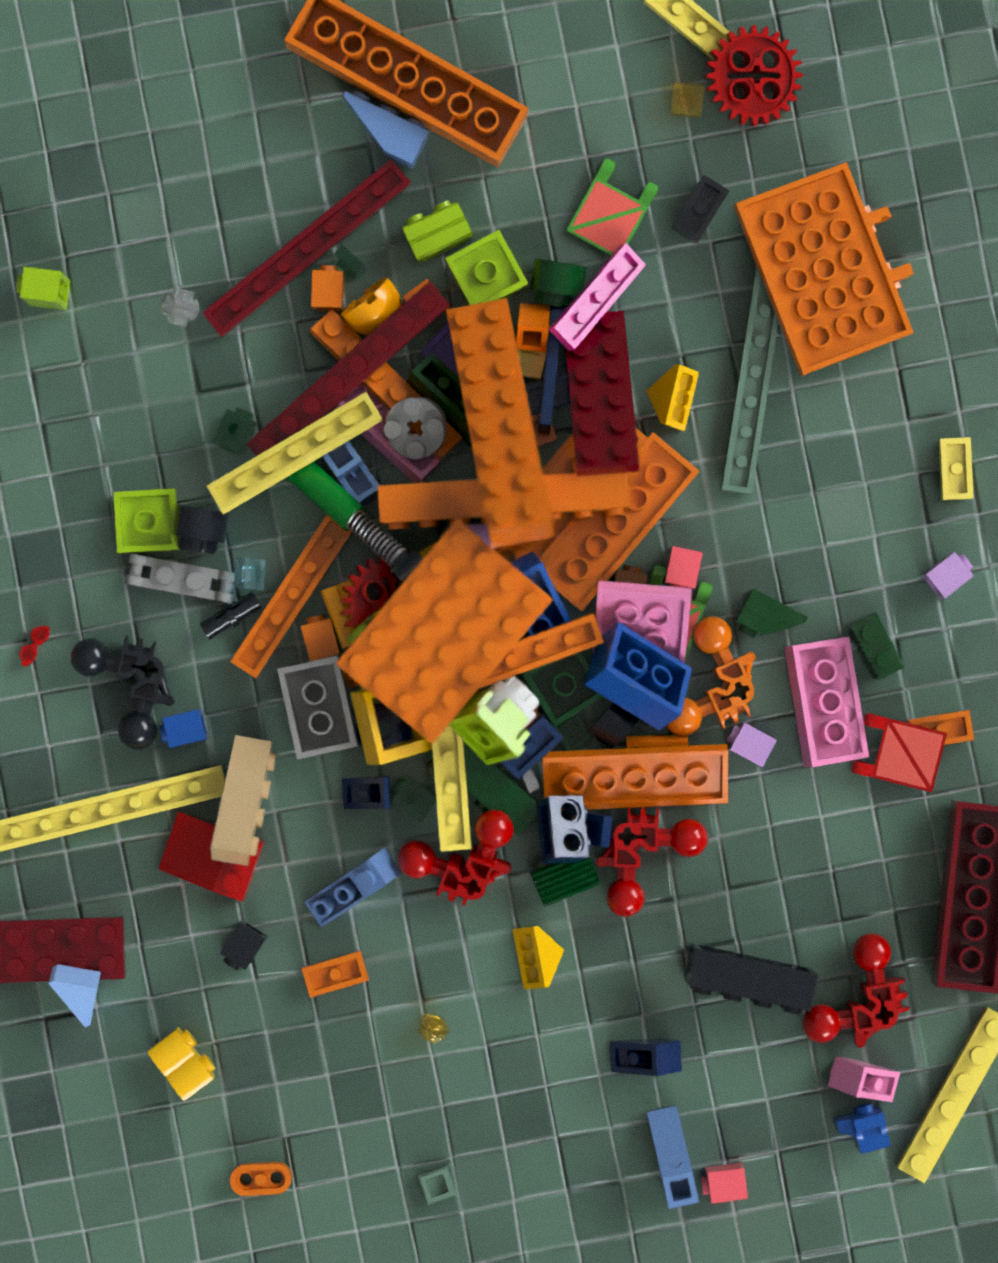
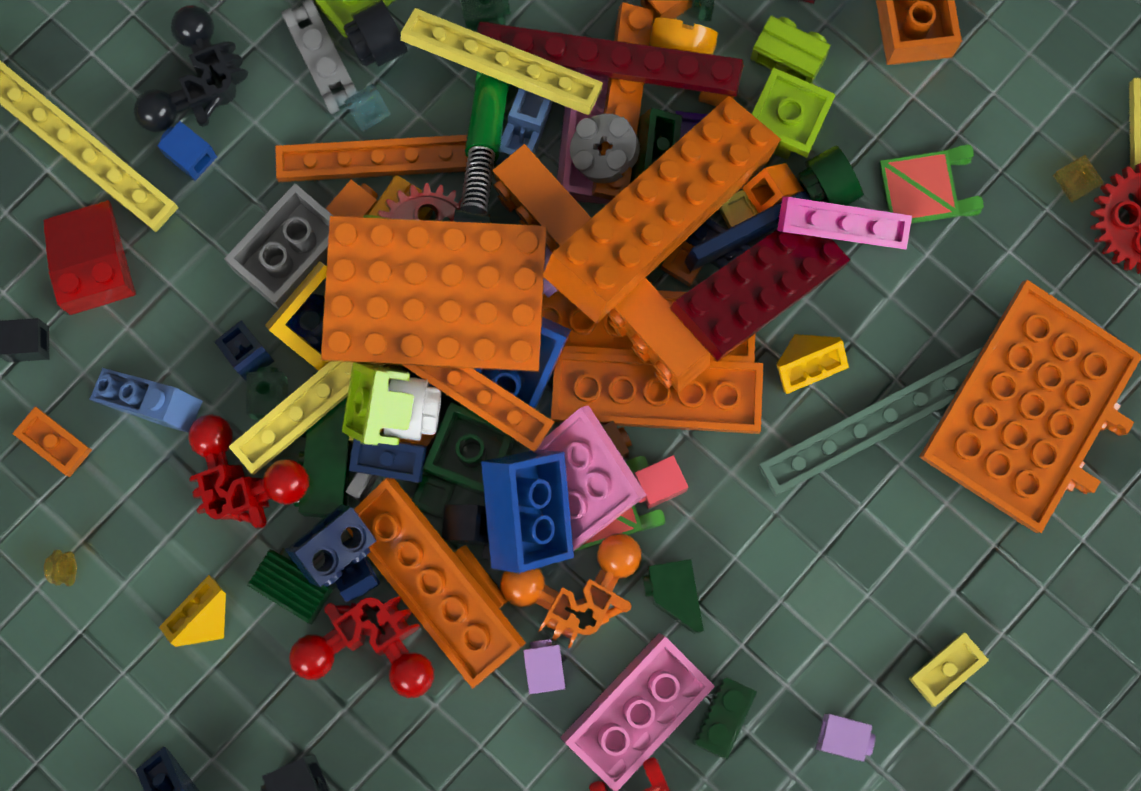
camera: 55 degrees right, 10 degrees down
(230, 615) = (318, 119): black pin -> none
(242, 799) = (150, 239): tan brick -> none
(700, 209) = (993, 260): black plate -> none

